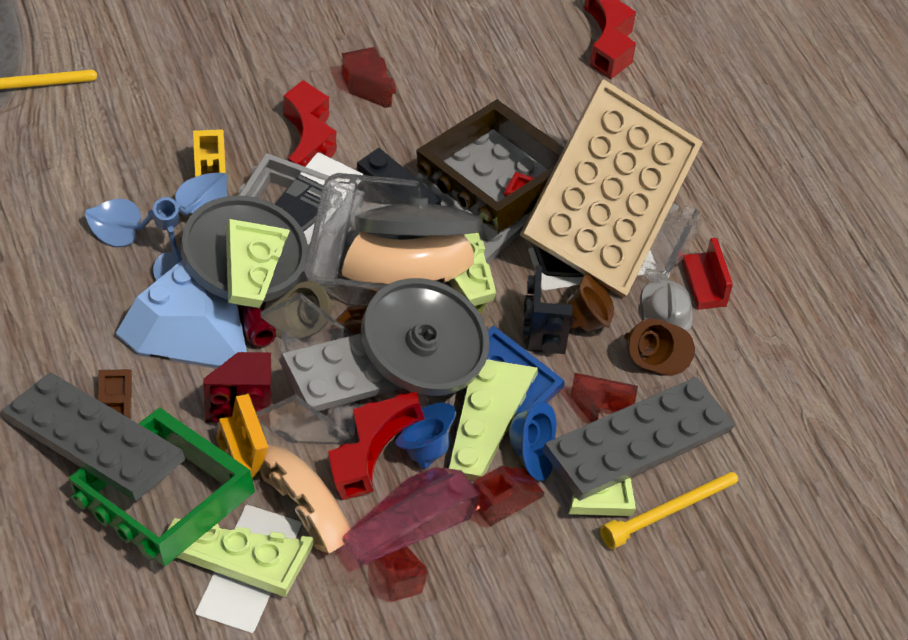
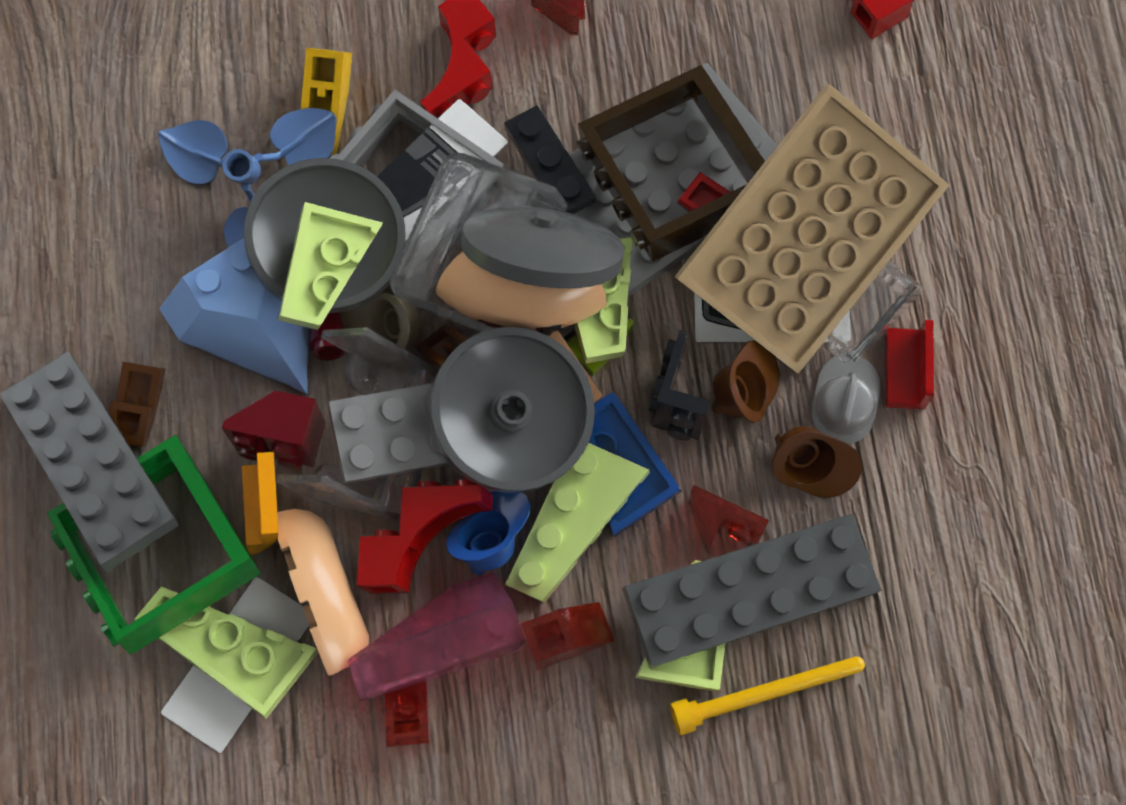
camera: 20 degrees right, 20 degrees up
(528, 436) = (619, 560): blue piece -> none

